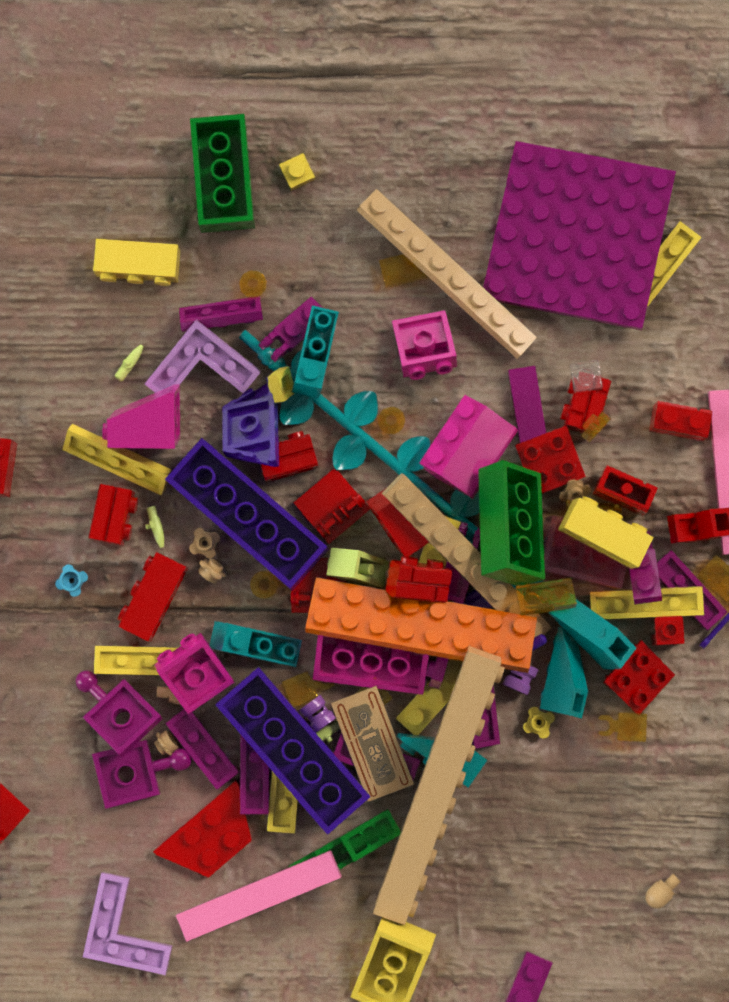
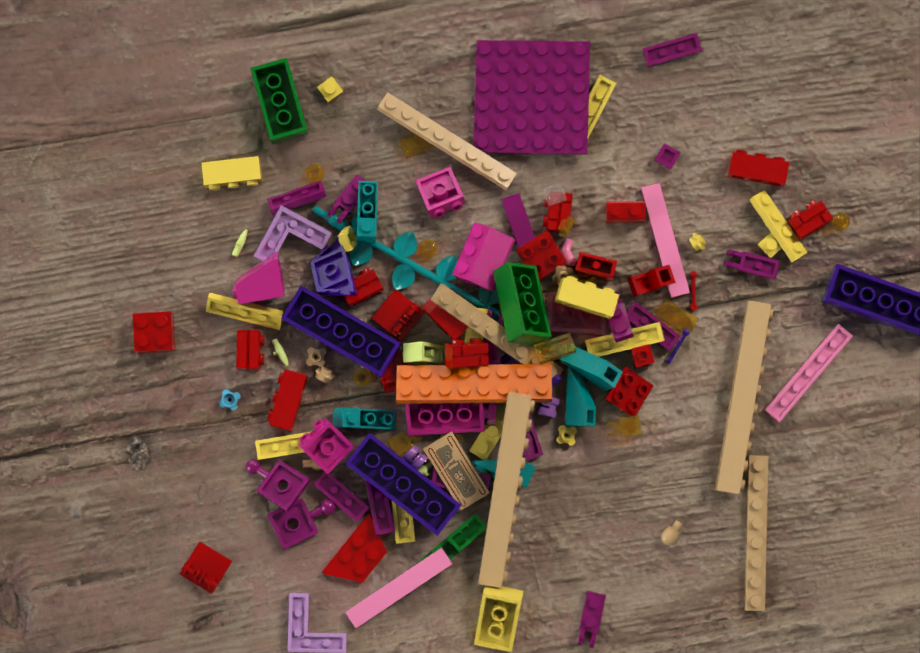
camera: 10 degrees left, 0 degrees up
(166, 743) = (316, 497): tan plate -> none
(586, 459) = (566, 251): none -> bright pink arm

